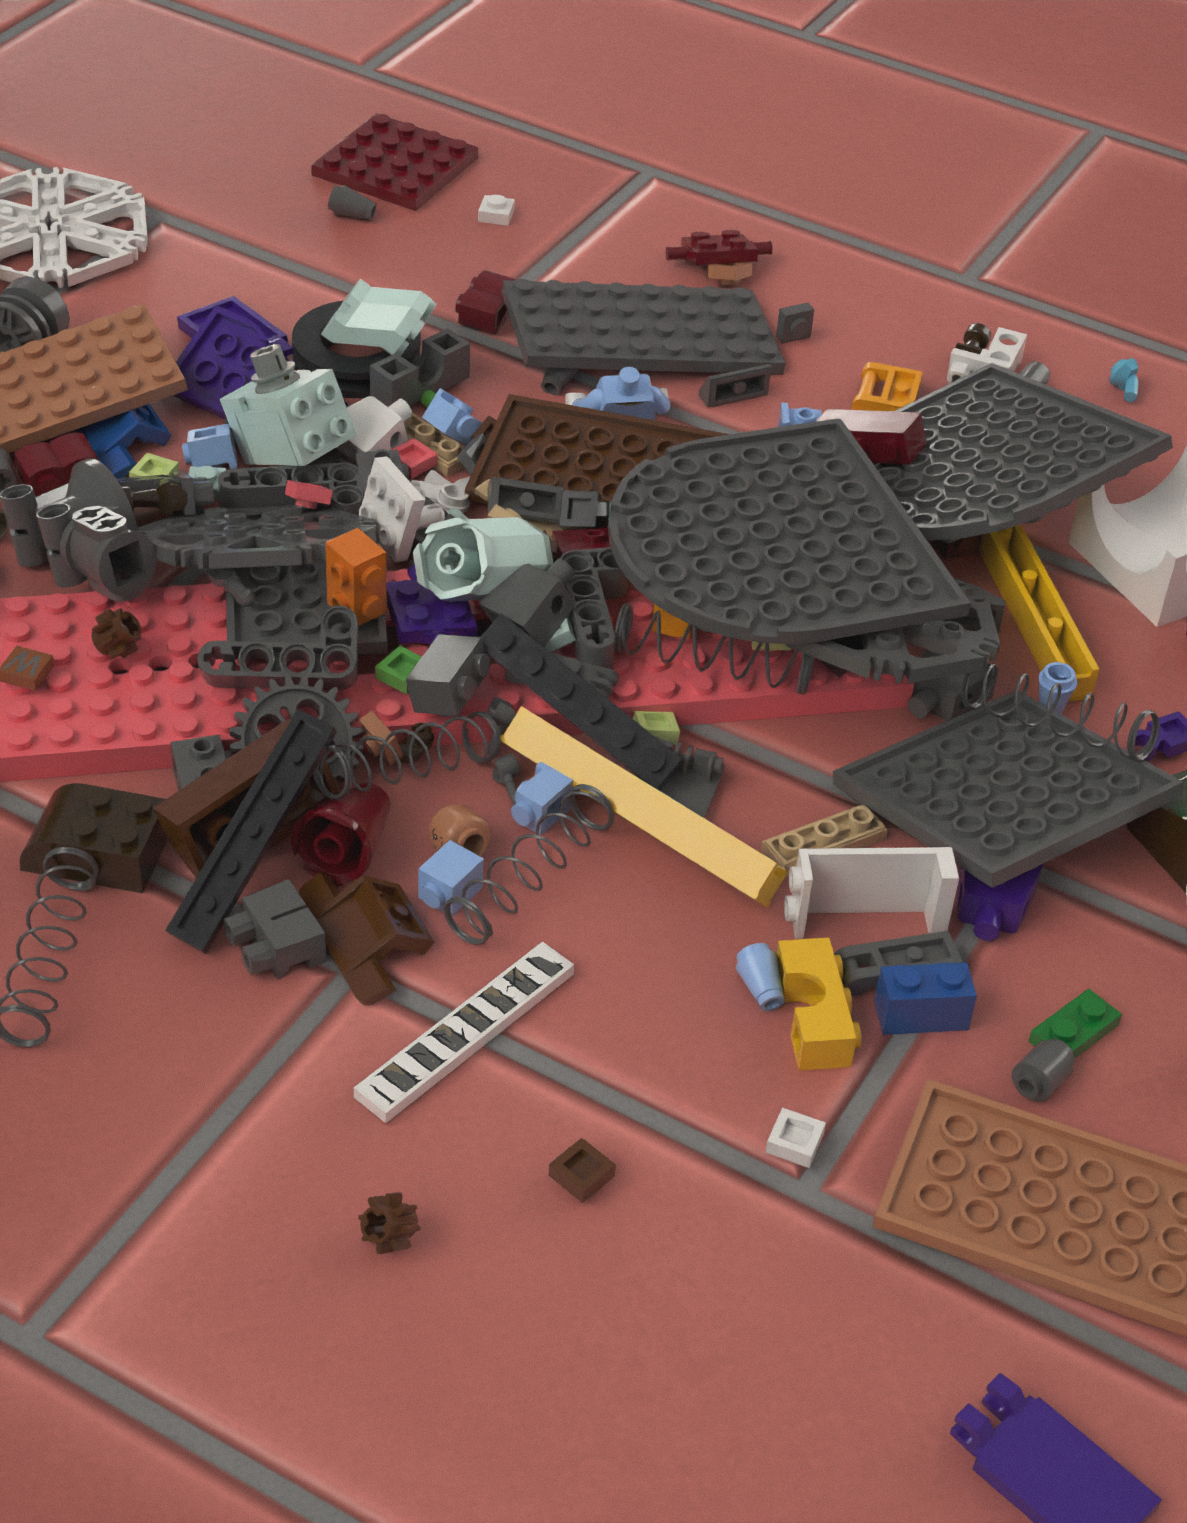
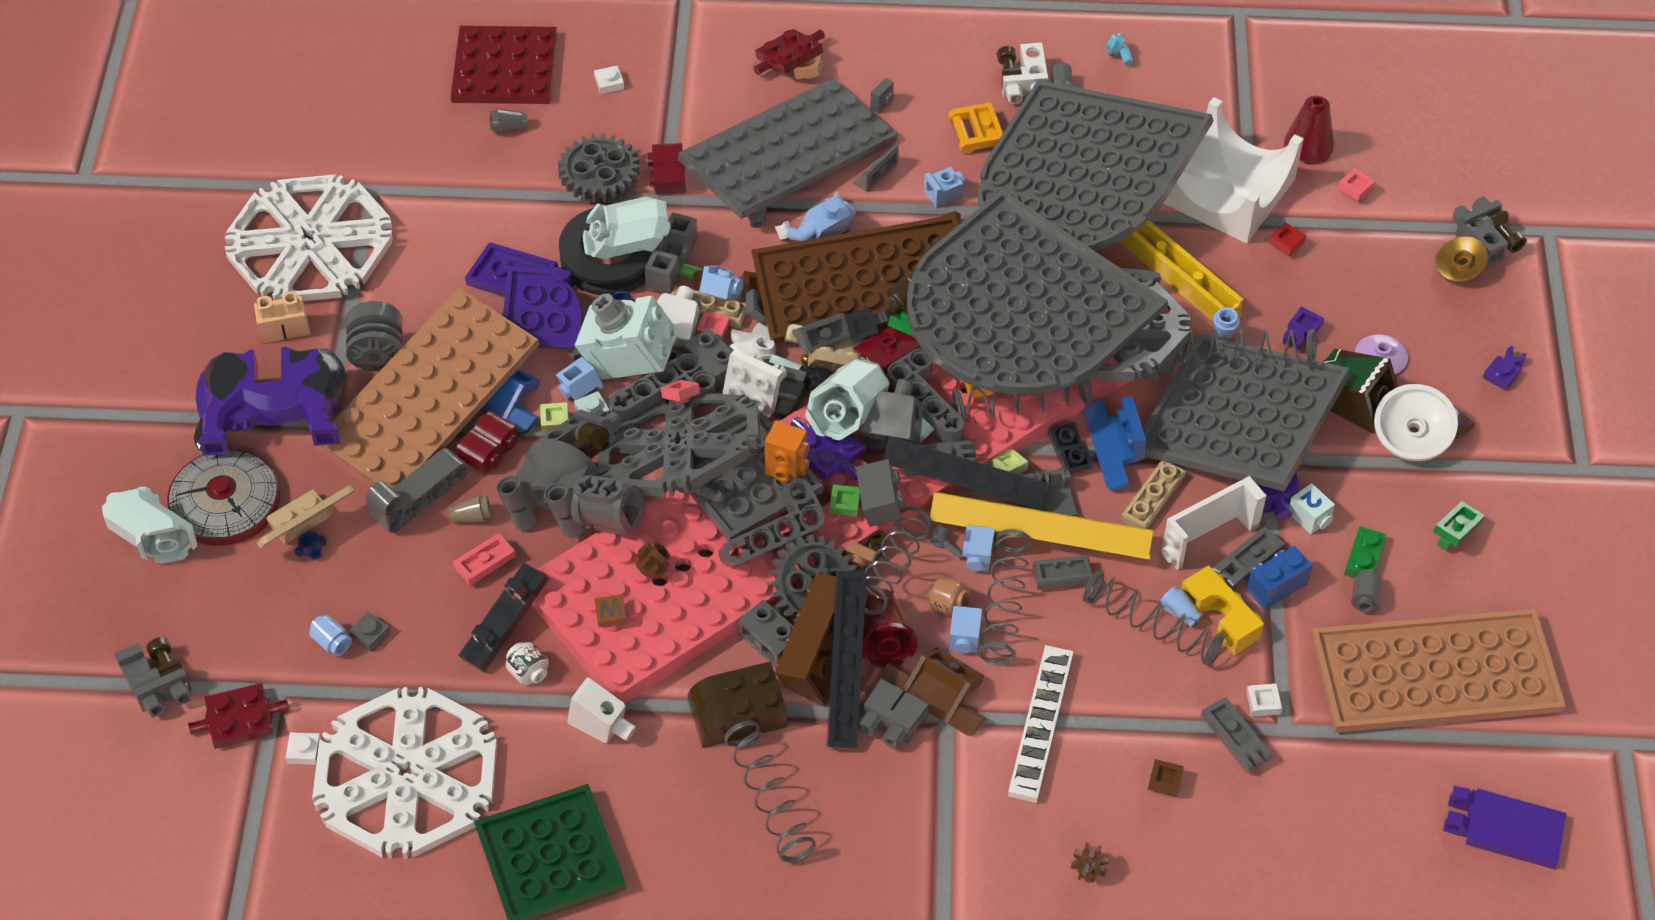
camera: 25 degrees left, 10 degrees up
(415, 269) = (599, 168): none -> dark grey gear
(503, 714) = (921, 502): dark grey hand -> none
(632, 871) = (1062, 572): none -> dark grey plate
(723, 1161) = (1236, 734): none -> dark grey hinge
(751, 744) = (1069, 448): none -> black slope
(755, 1032) = (1213, 648): none -> dark grey piece
(815, 755) = (1116, 440): none -> blue plate
(884, 435) = (1014, 175): dark red brick -> none
(1031, 939) = (1312, 509): none -> light aqua brick

